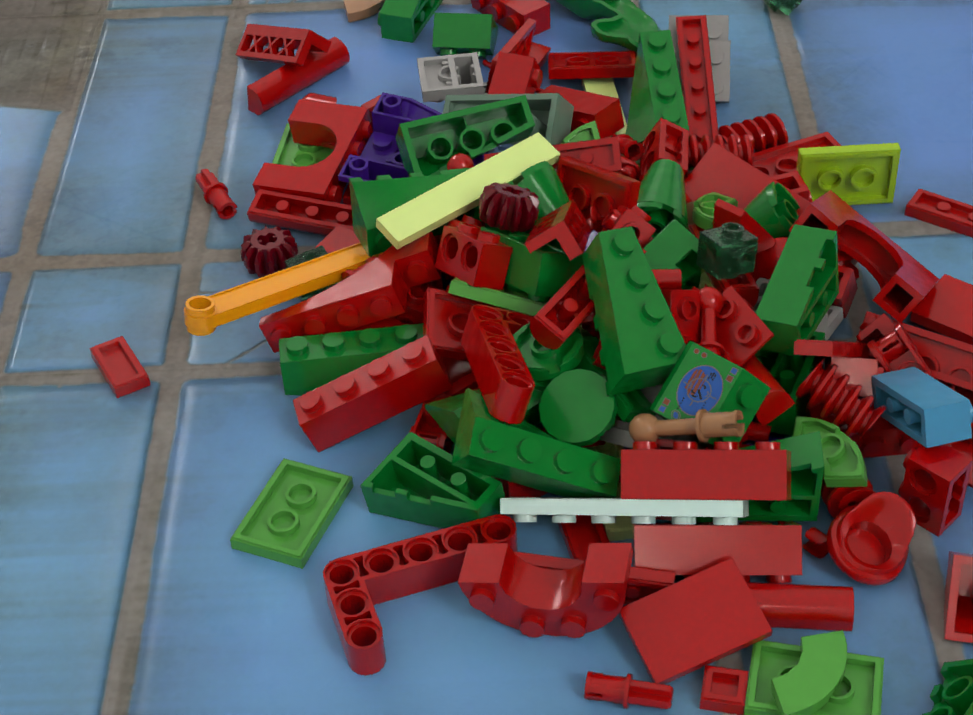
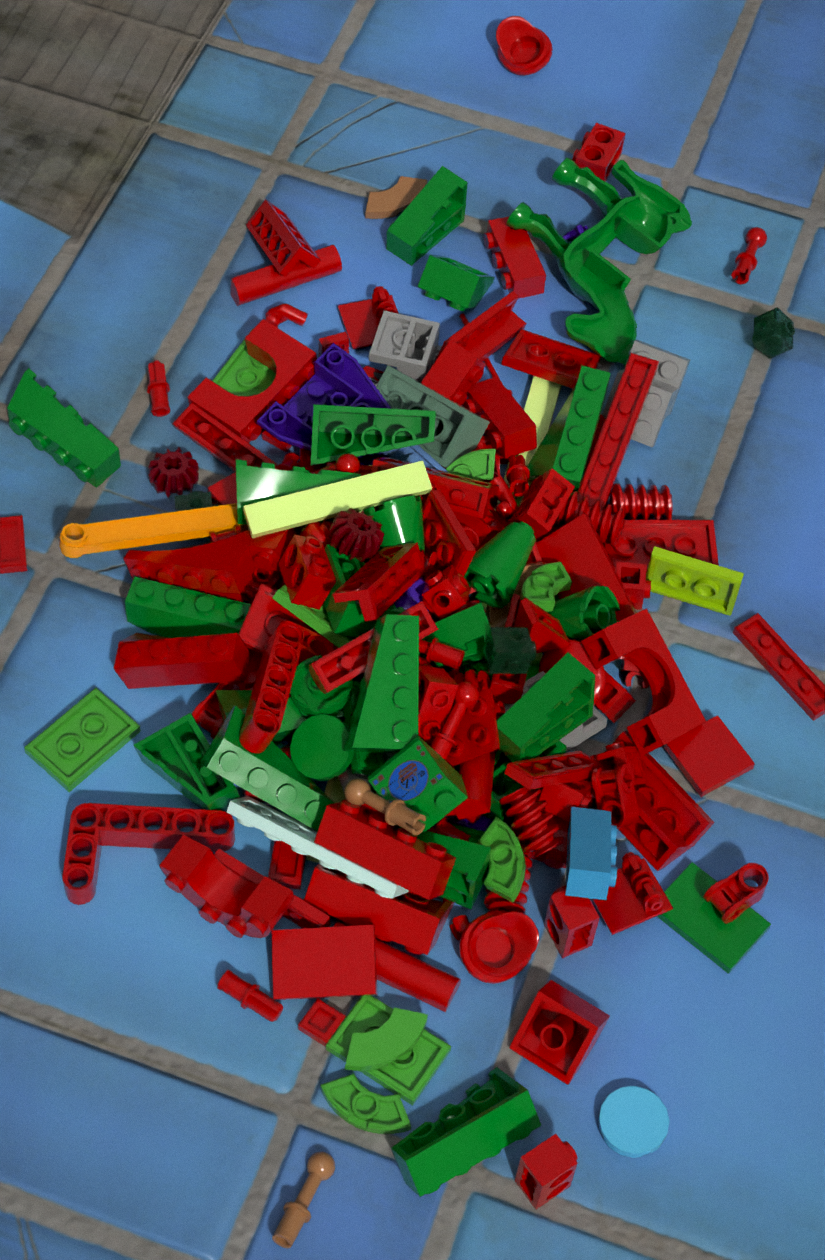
camera: 15 degrees right, 15 degrees up
(130, 250) = (61, 432): none -> green wedge
(401, 81) = (363, 317): none -> red hinge

